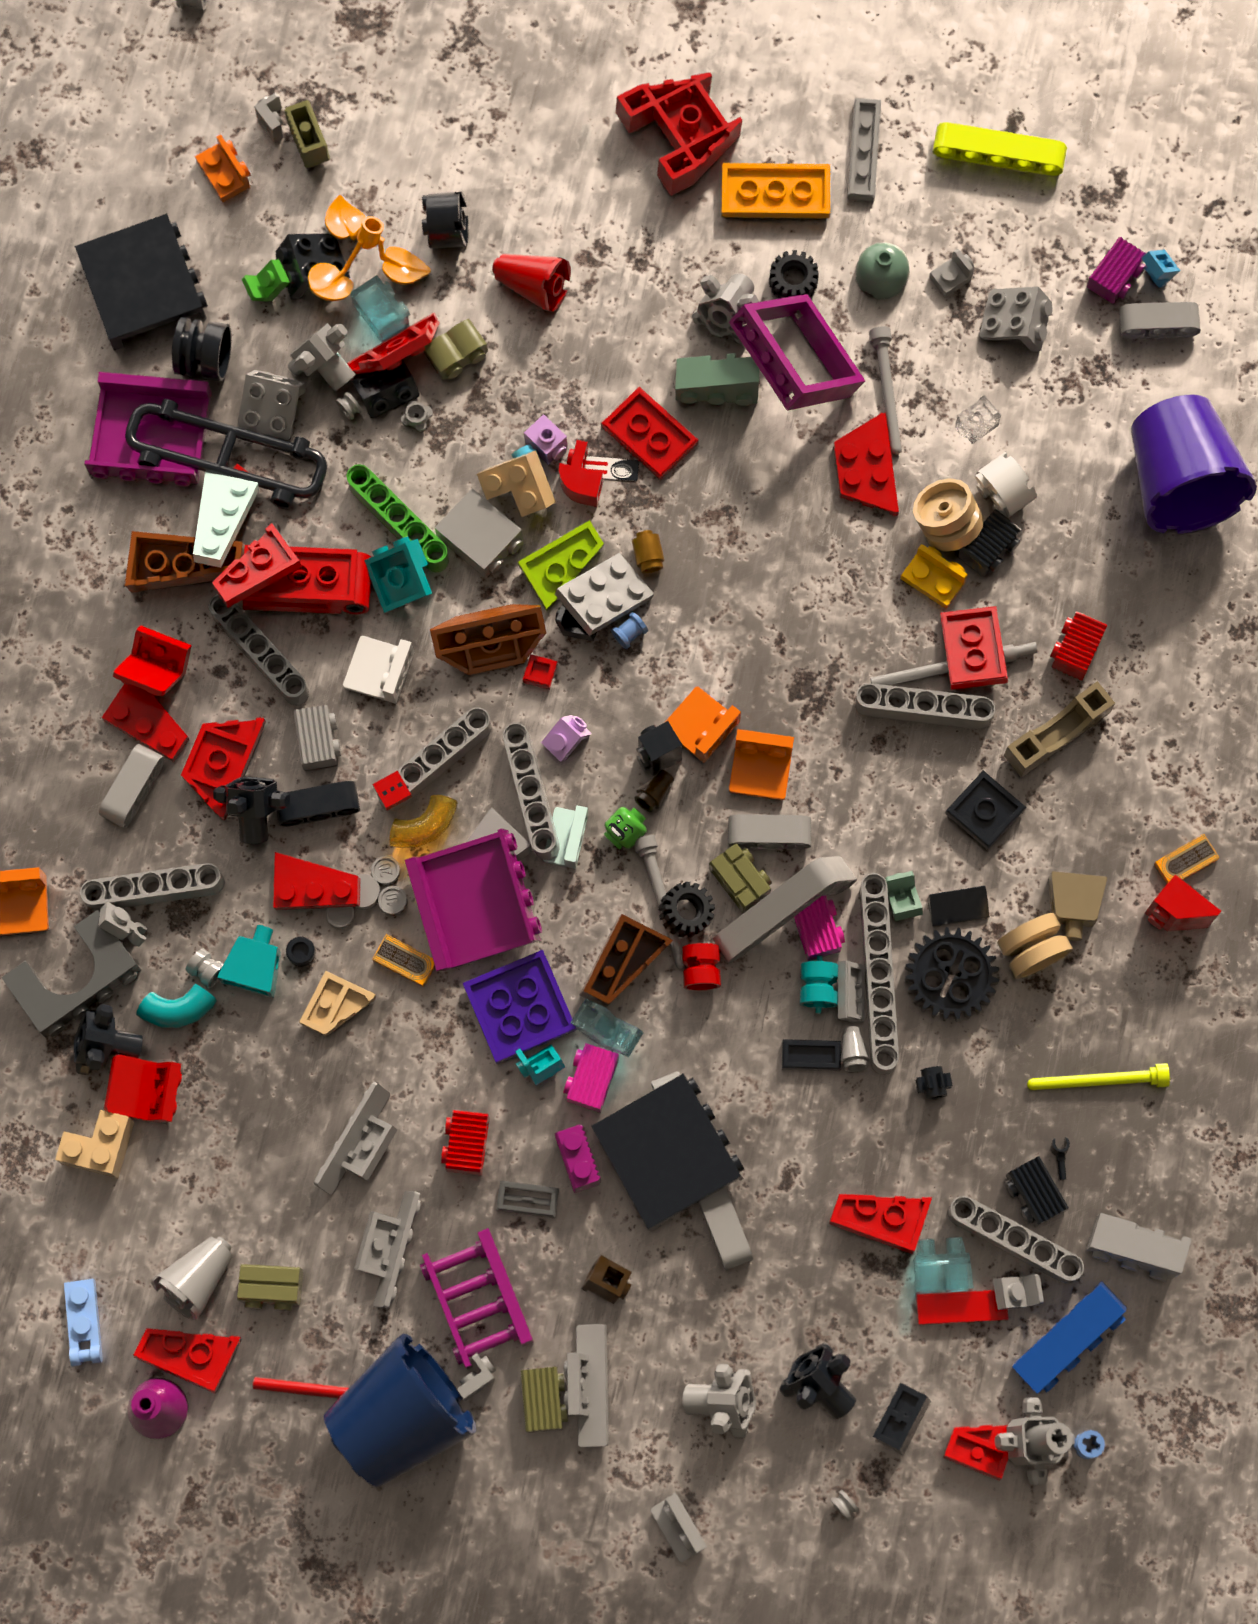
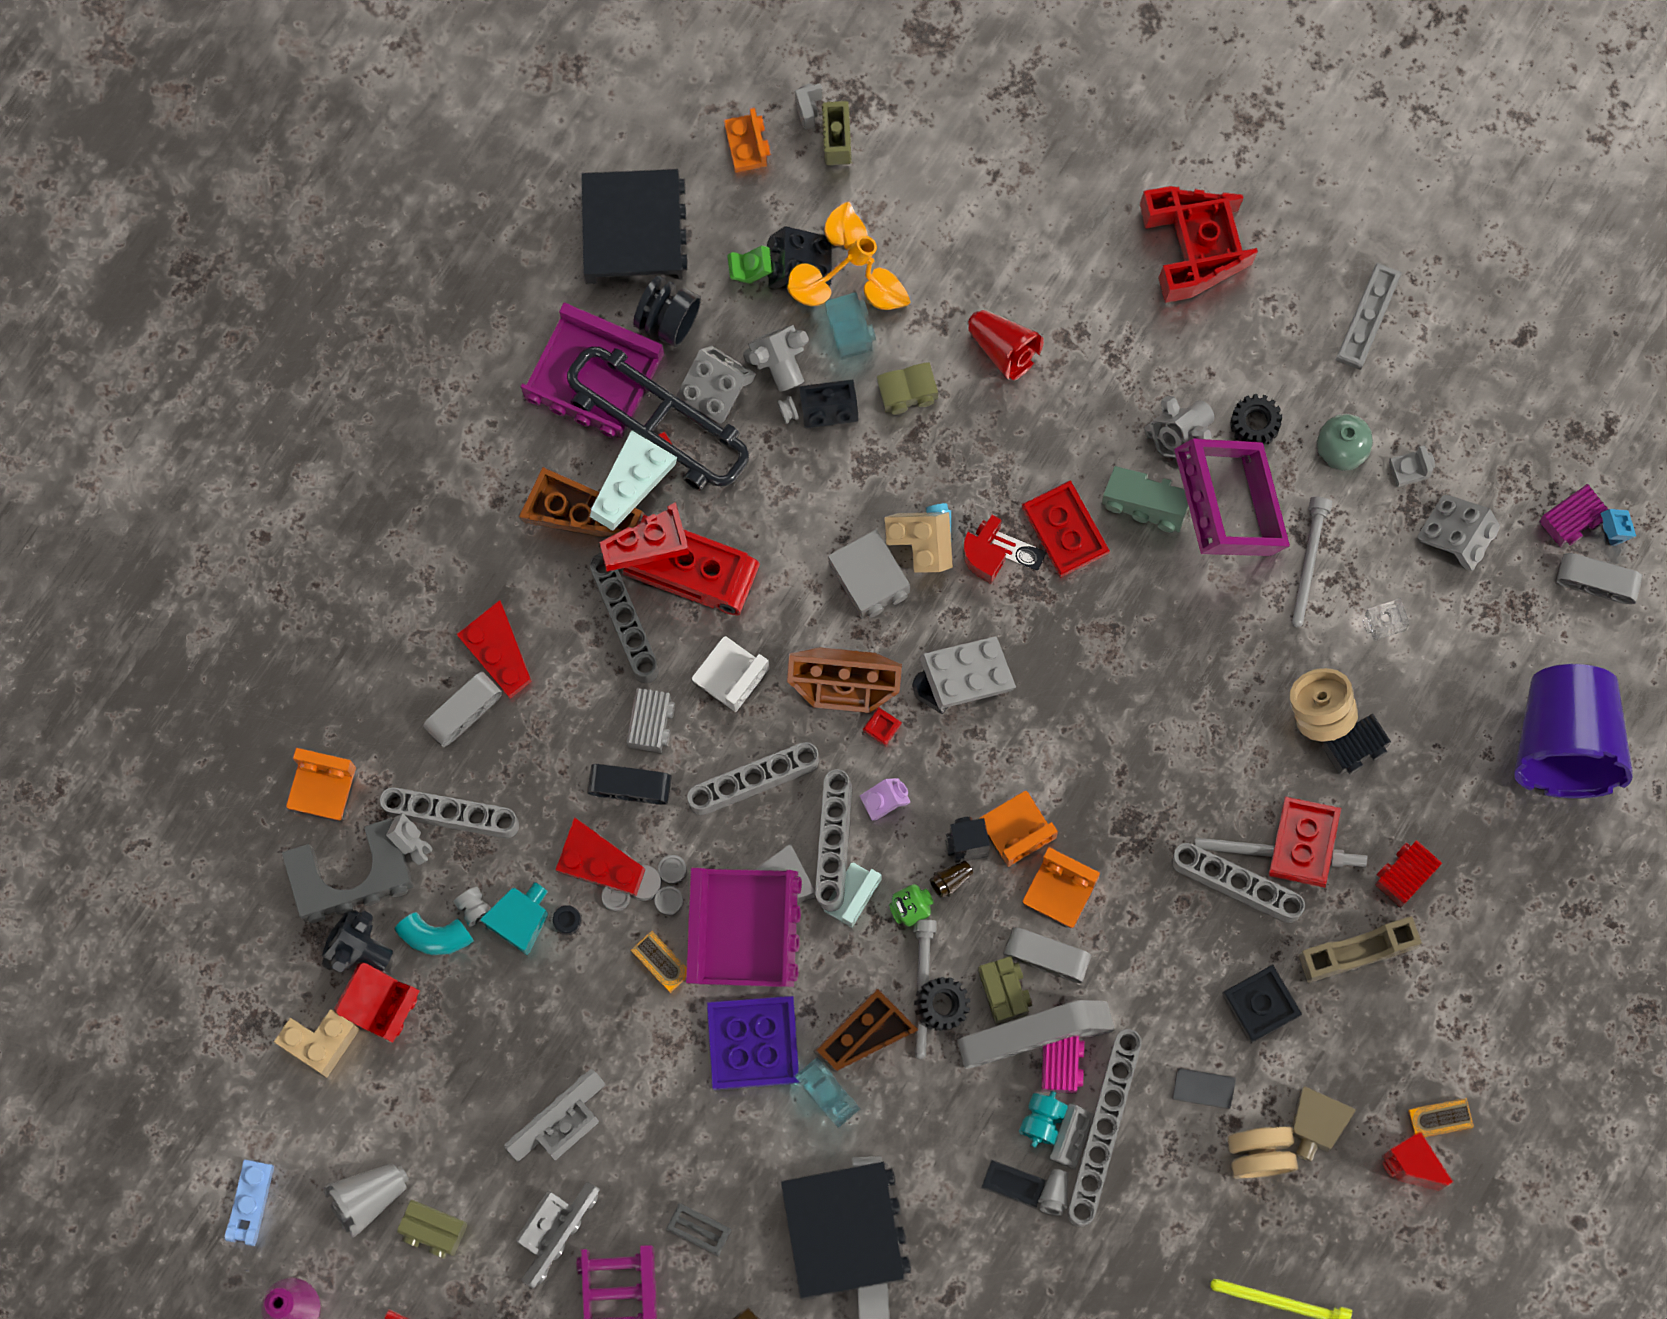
camera: 20 degrees right, 0 degrees up
(155, 662) = (522, 599): red bracket -> none
(188, 1356) = (334, 1268): red wing -> none
(220, 757) = (553, 713): red wing -> none
(251, 802) = (568, 763): black piece -> none
(334, 1004) = (581, 981): tan wing -> none
(391, 352) = (852, 368): red wing -> none
(392, 790) = (702, 796): red tile -> none
(394, 506) = (797, 521): bright green beam -> none
(398, 573) = (779, 589): teal plate -> none
(416, 408) = (849, 432): light grey plate -> none
(426, 827) = (722, 841): clear yellow cylinder -> none
(445, 220) = (939, 259): black brick -> none
(466, 1142) = (659, 1157): red brick -> none
(540, 1065) = (753, 1106): teal bracket -> none
(547, 439) = (964, 504): lavender brick -> none
(560, 561) = (937, 627): lime wing -> none
(578, 1158) = (758, 1207): magenta brick -> none
(591, 1078) = (798, 1134): dark pink brick -> none
(629, 630) = (980, 715): medium blue bush -> none
(648, 552) = (1024, 644): pearl gold brick -> none
(701, 966) = (937, 1063): red wheel -> none
(775, 190) = (1268, 330): light orange plate -> none
(866, 466) = (1263, 629): red wing -> none
(903, 896) = (1153, 1060): sand green bracket -> none
(934, 576) = (1292, 758): yellow bracket -> none
(934, 1082) = (1120, 1251): black gear -> none
(975, 984) = (1194, 1170): black gear -> none
(999, 149) = (1501, 358): neon yellow beam -> none
(1005, 485) = (1390, 693): white brick -> none

